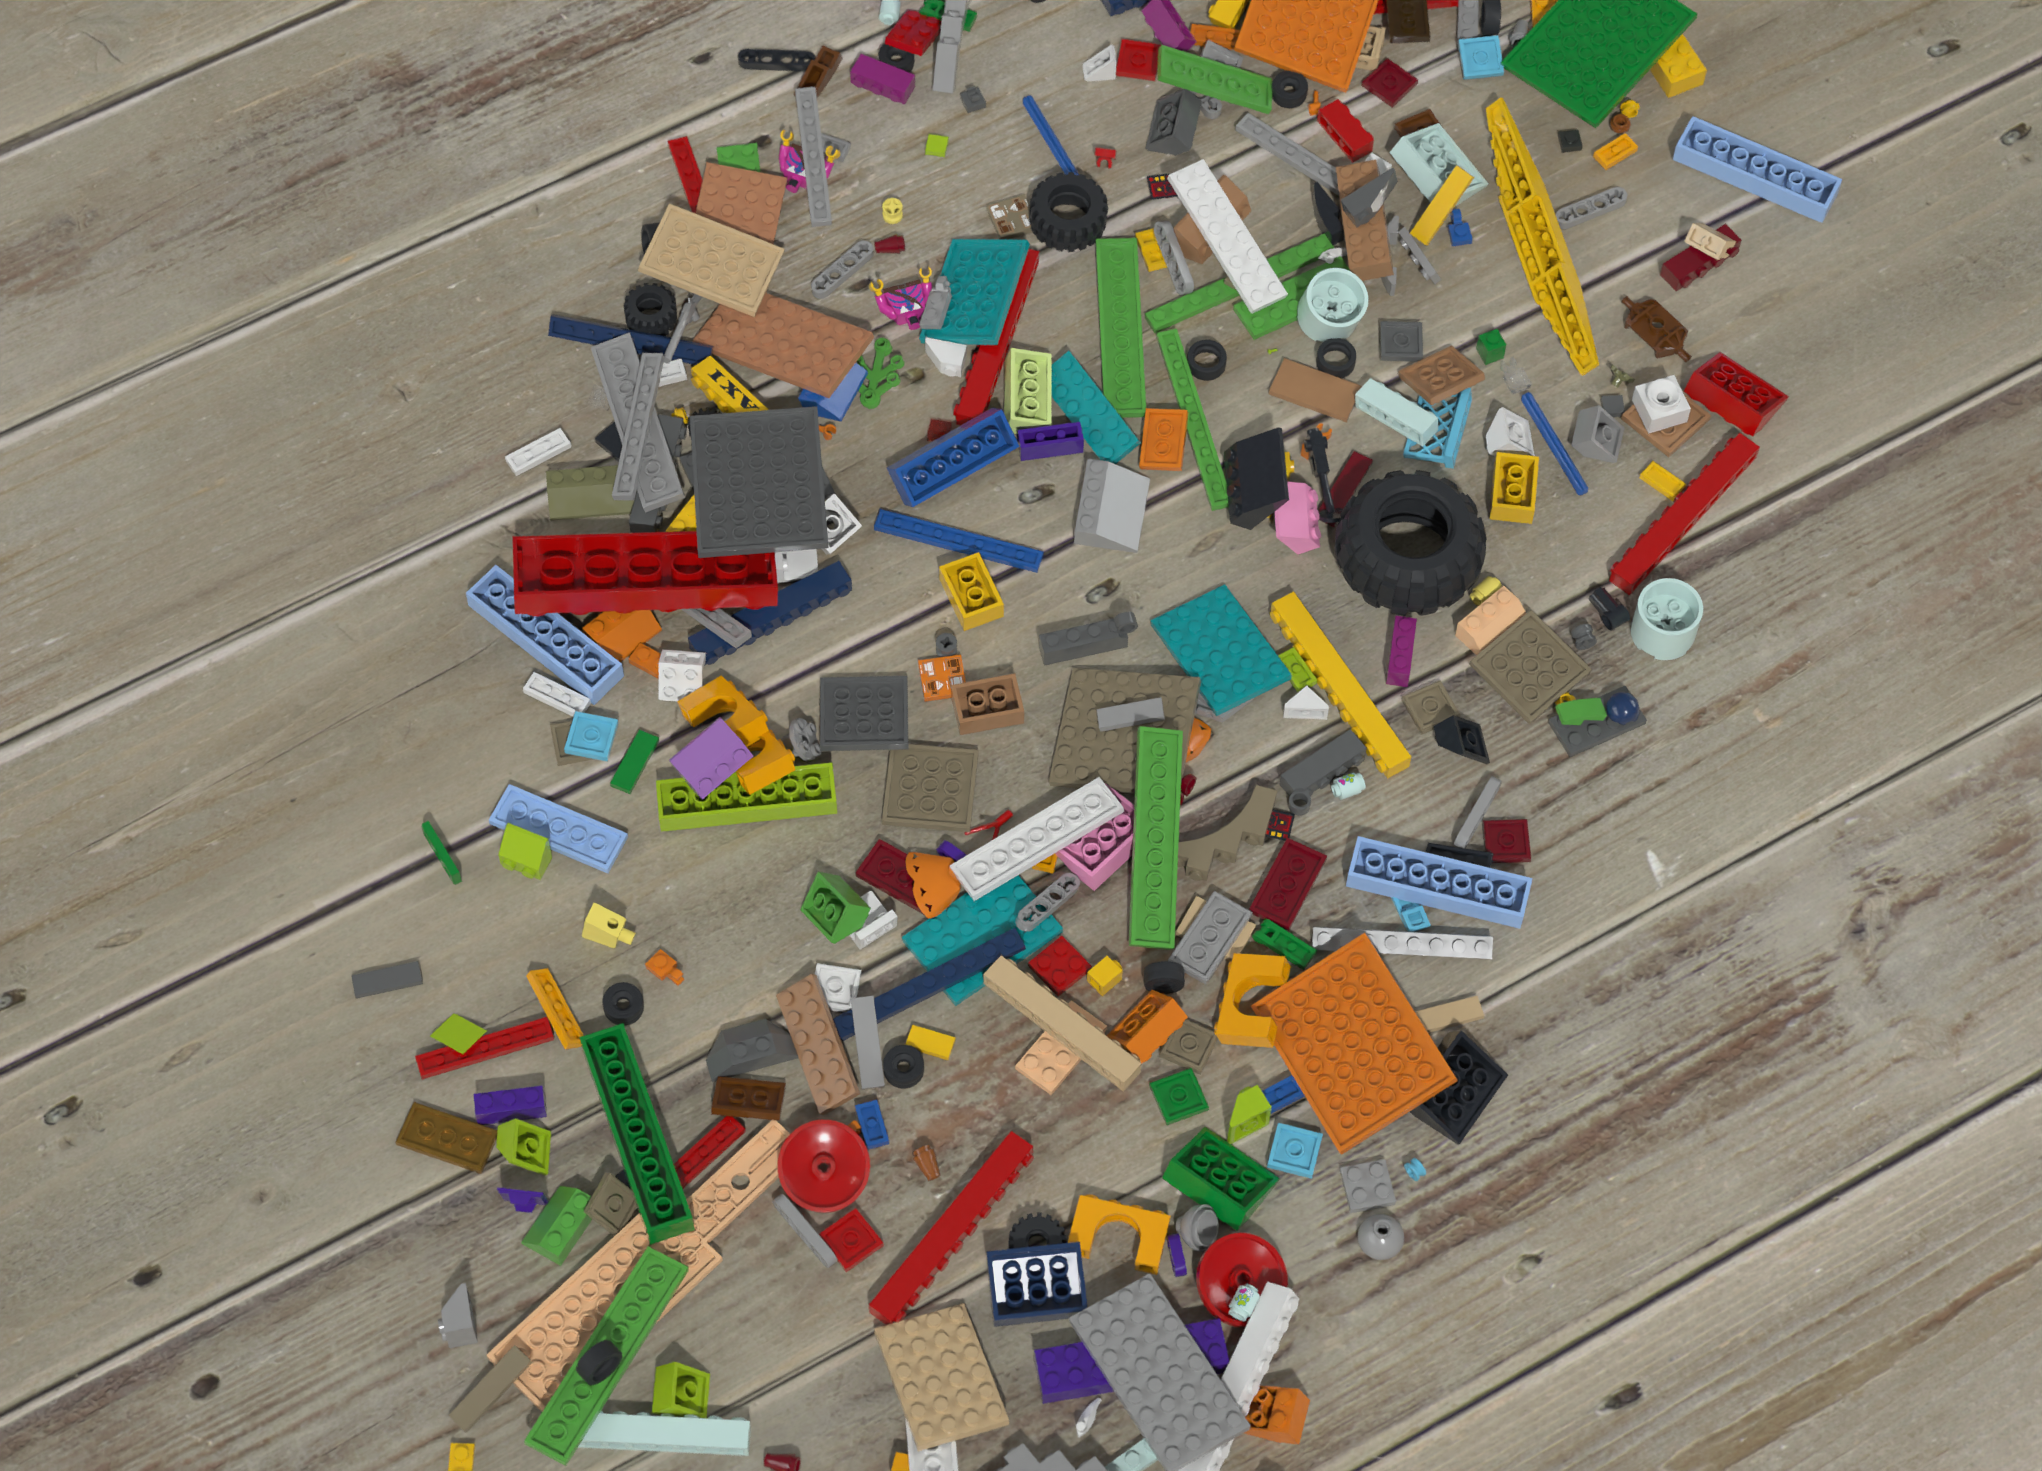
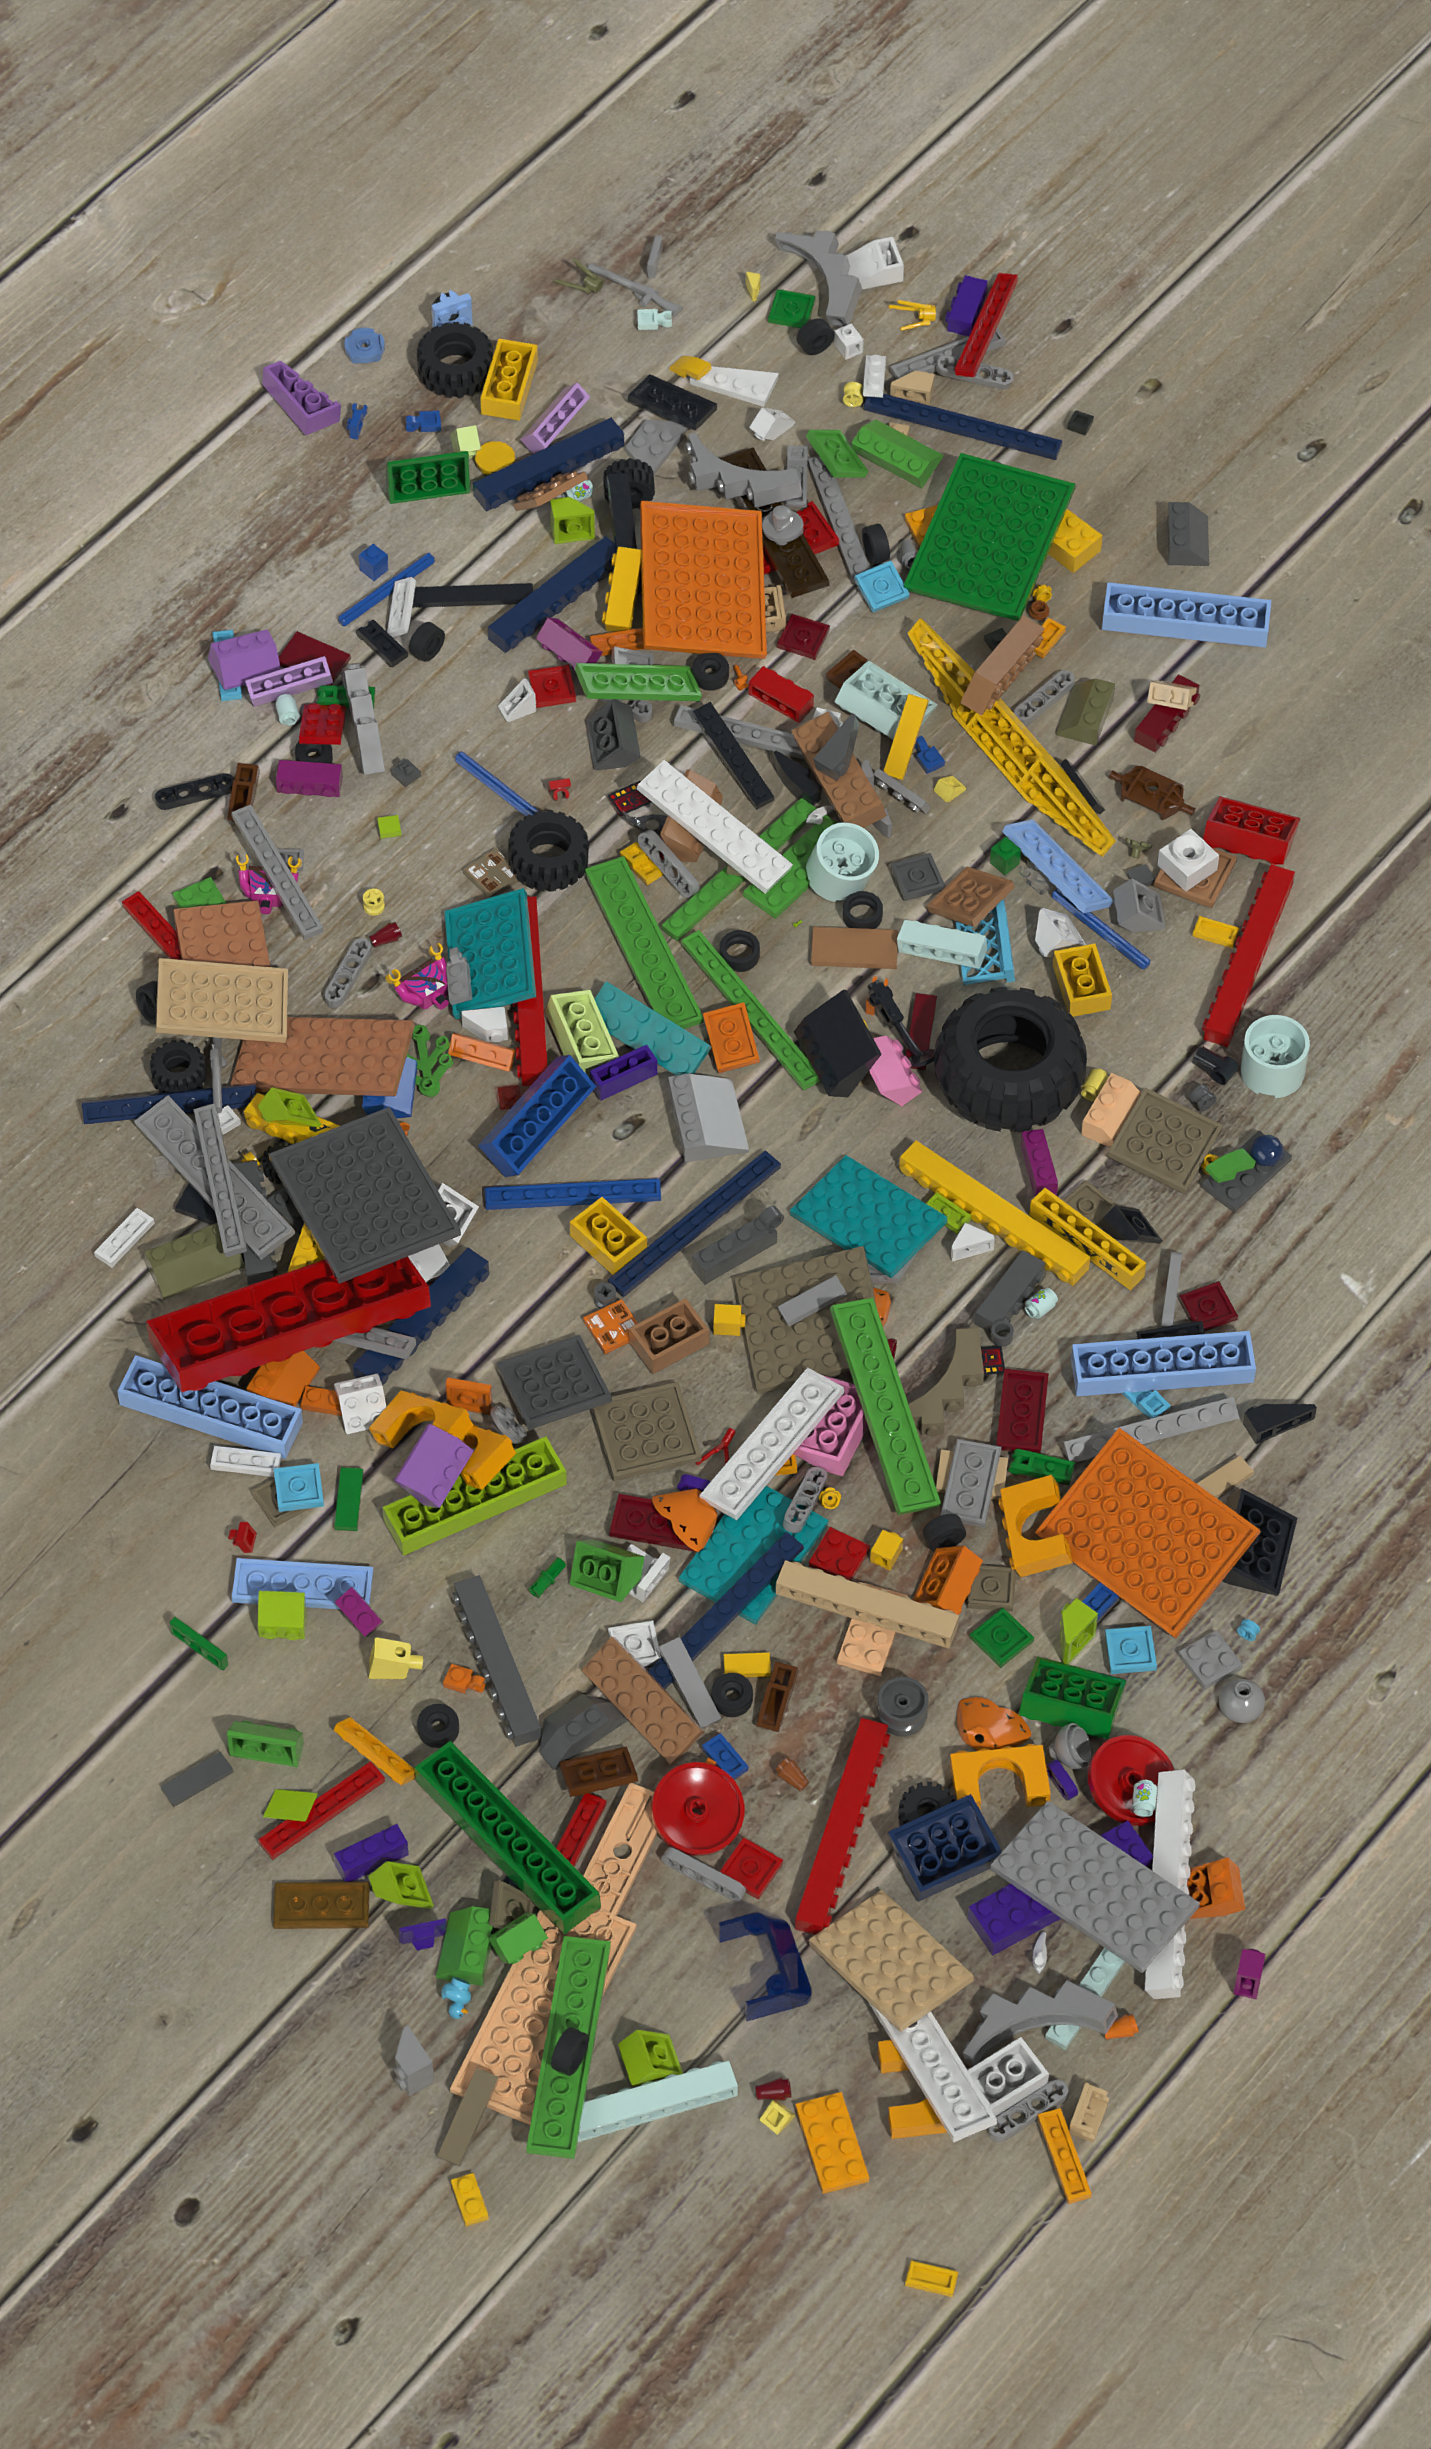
camera: 20 degrees left, 5 degrees down
(459, 966) = (265, 1743): none -> bright green slope
(524, 766) = (243, 1537): none -> red tile
(533, 1266) = (459, 1993): none -> medium azure animal
(594, 872) = (359, 1612): none -> magenta brick
(604, 1234) = (518, 1938): none -> bright green brick
(701, 961) = (497, 1661): none -> dark grey brick
(727, 379) = (287, 1109): none -> lime slope
(779, 700) = (469, 1395): none -> orange tile
(781, 896) = (547, 1578): none -> green axle
(842, 1365) = (791, 1985): none -> clear blue windscreen
(930, 381) = (481, 1052): none -> orange plate
(944, 1083) = (777, 1696): none -> reddish brown slope
(1049, 706) = (728, 1319): none -> yellow brick
(1055, 1132) = (902, 1706): none -> dark grey wheel
(1057, 604) = (694, 1223): none -> dark blue plate
(1073, 913) = (834, 1502): none -> yellow plate
(1132, 1178) = (990, 1723): none -> orange piece
(1166, 211) = (640, 822): none -> clear piece
(1277, 174) = (733, 755): none -> black plate
(1417, 738) = (1088, 1238): none -> yellow brick
(1466, 266) = (949, 788): none -> light yellow slope
(1523, 971) = (1273, 1419): none -> black slope
(1536, 372) = (1058, 866): none -> light blue plate
(1558, 165) = (1003, 666): none -> medium nougat brick
(1591, 303) = (1082, 786): none -> black tile
(1626, 233) = (1087, 711): none -> olive slope
(1790, 94) = (1187, 535): none -> dark grey slope

